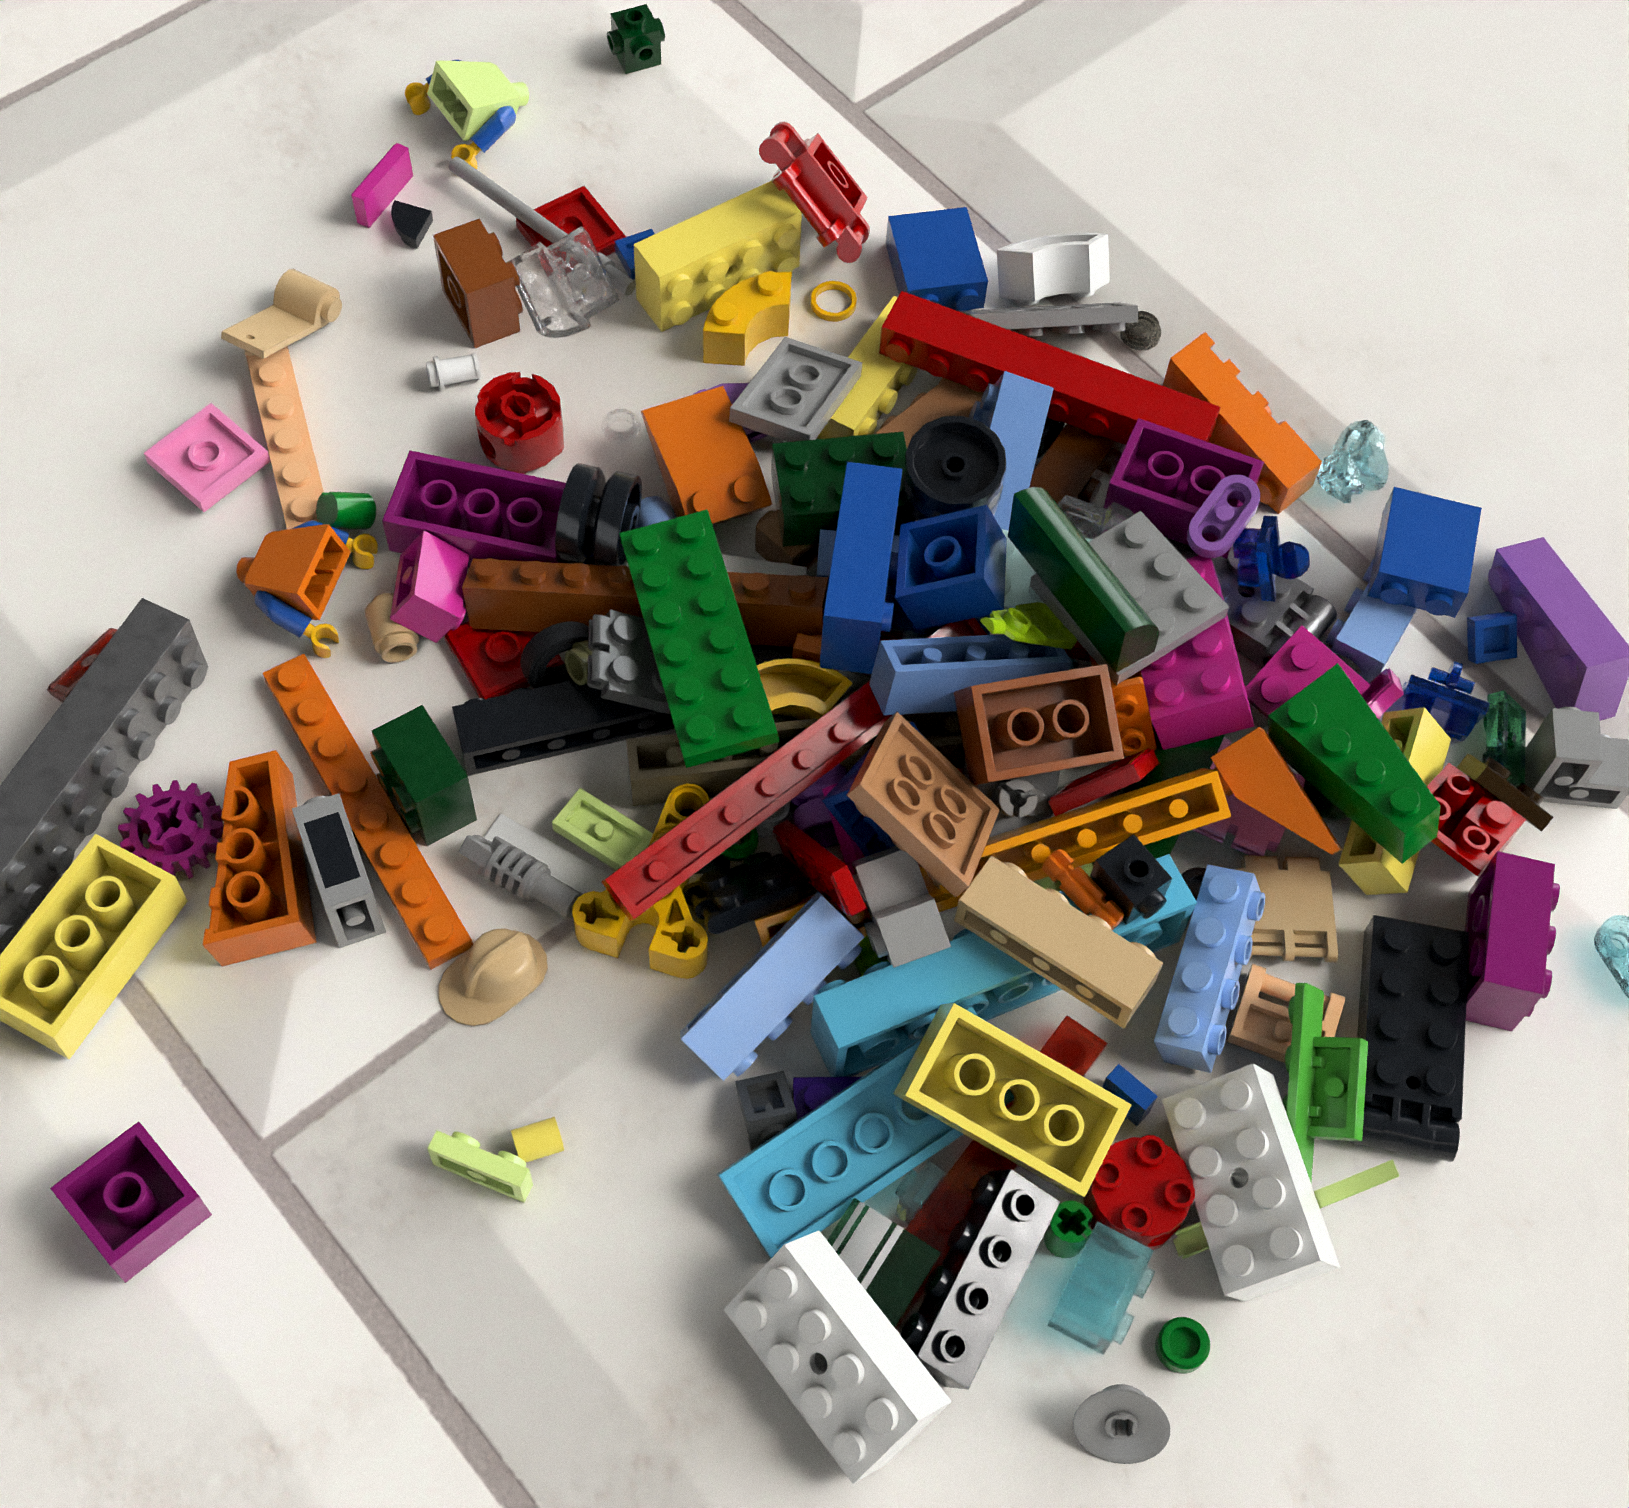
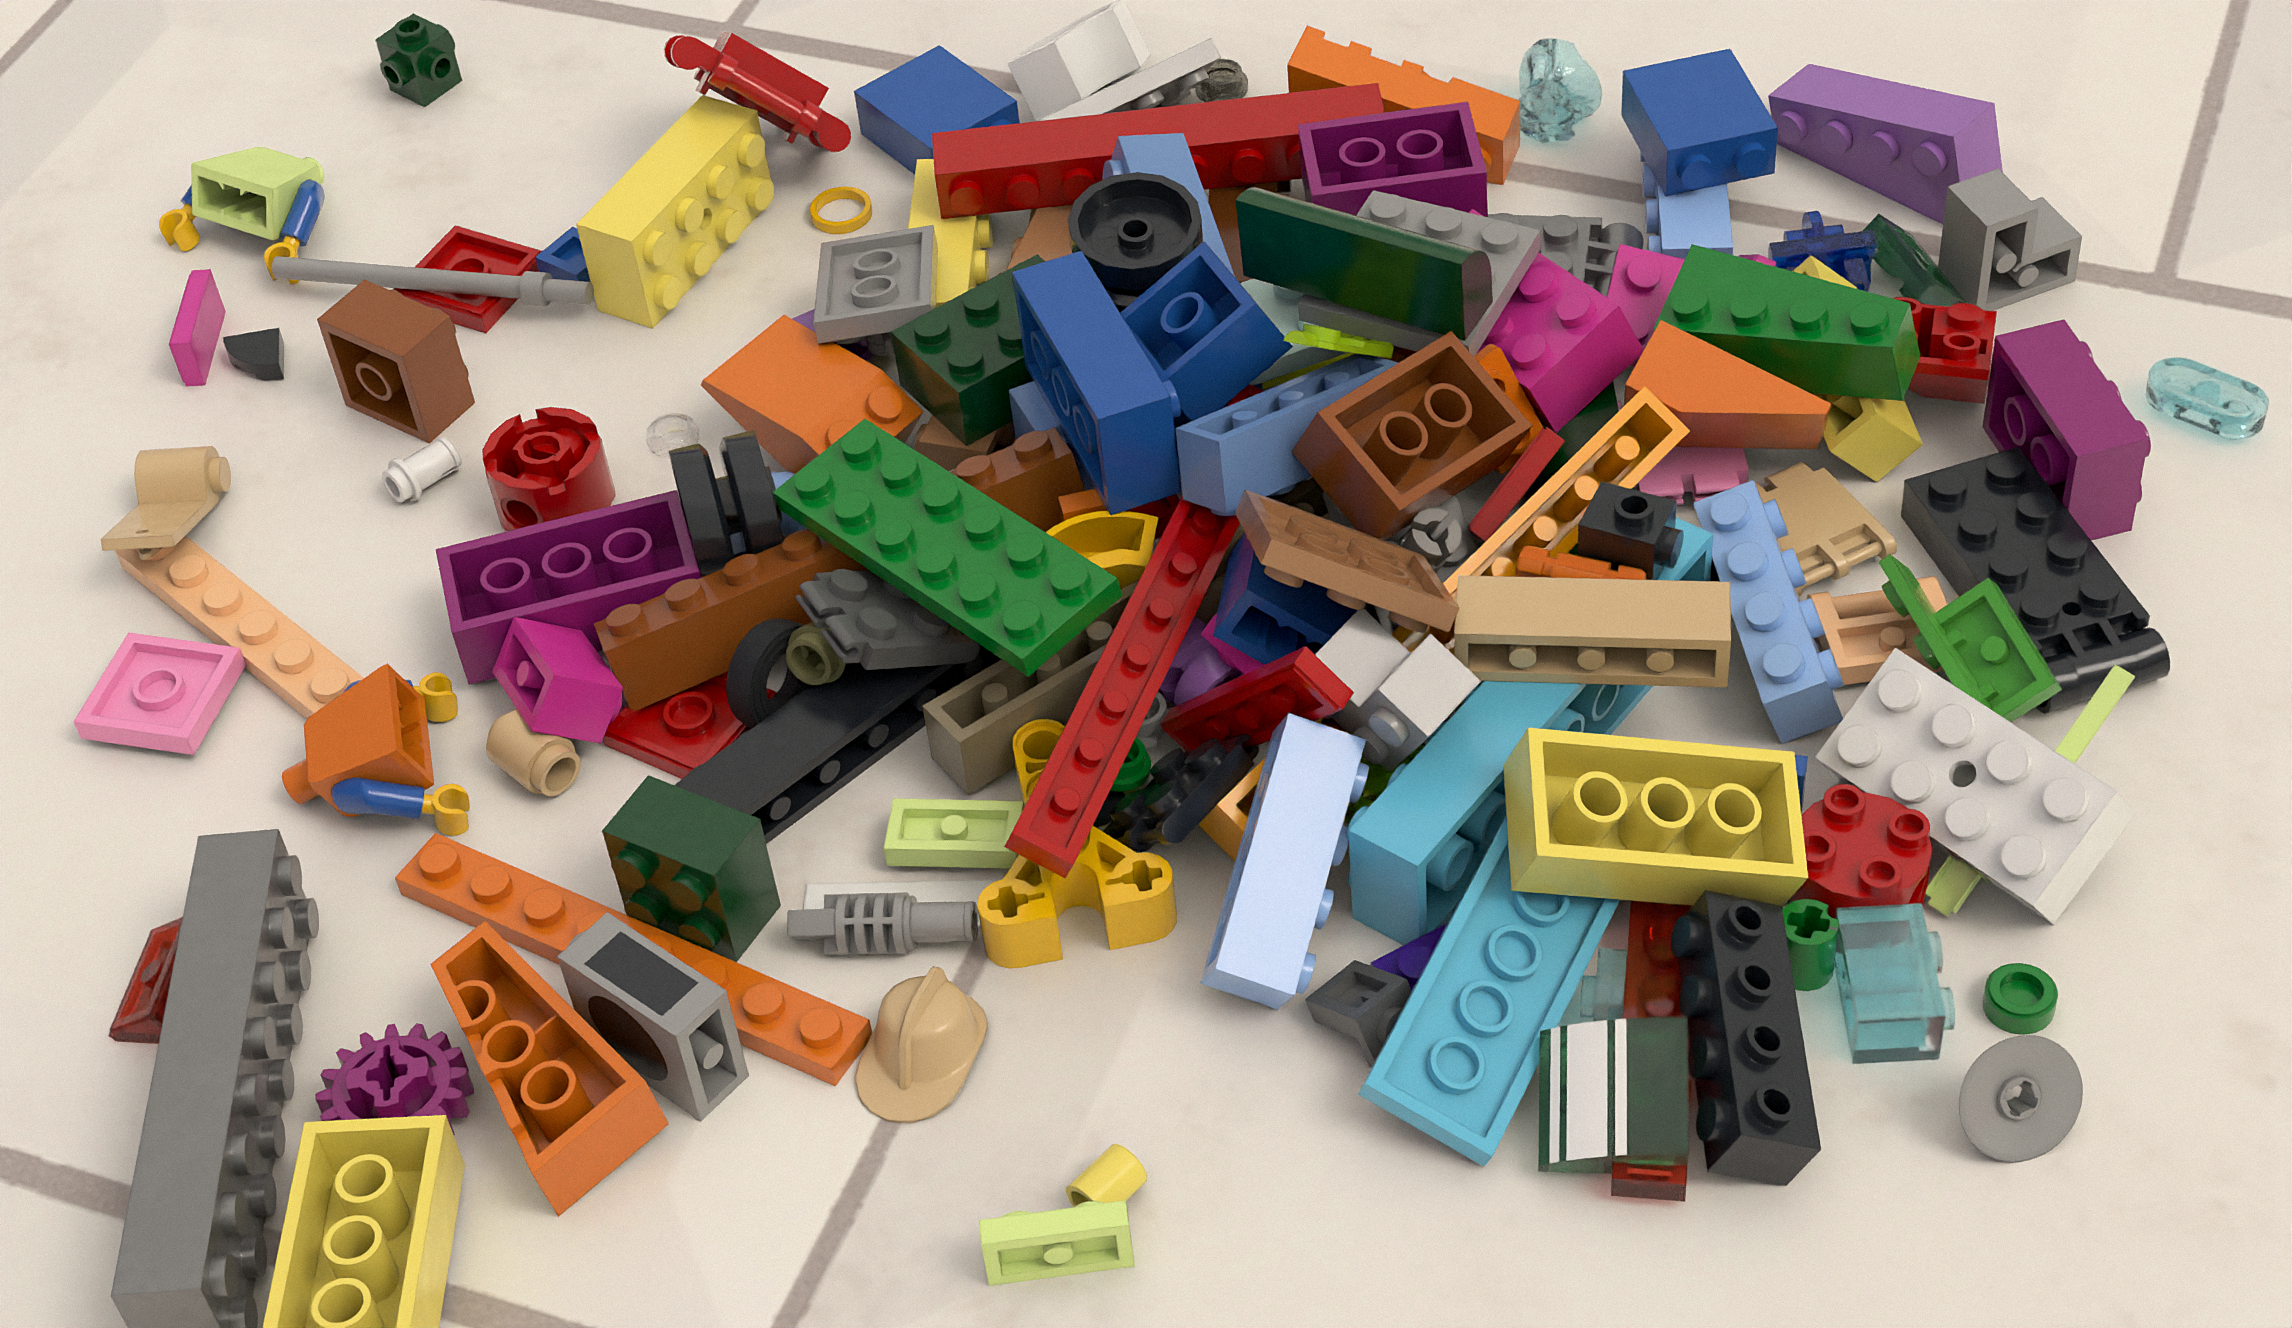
camera: 20 degrees left, 15 degrees down
(346, 510) = (402, 650): green piece -> none
(564, 284) = (510, 317): clear brick -> none
(747, 316) = (755, 258): yellow brick -> none
(836, 1355) = (1716, 1204): white brick -> none
(1221, 518) = (1462, 170): medium lavender plate -> none
(1264, 558) = (1558, 184): clear blue hips -> none
(1492, 637) = (1824, 181): blue plate -> none
(1494, 779) = (1935, 287): dark brown plate -> none

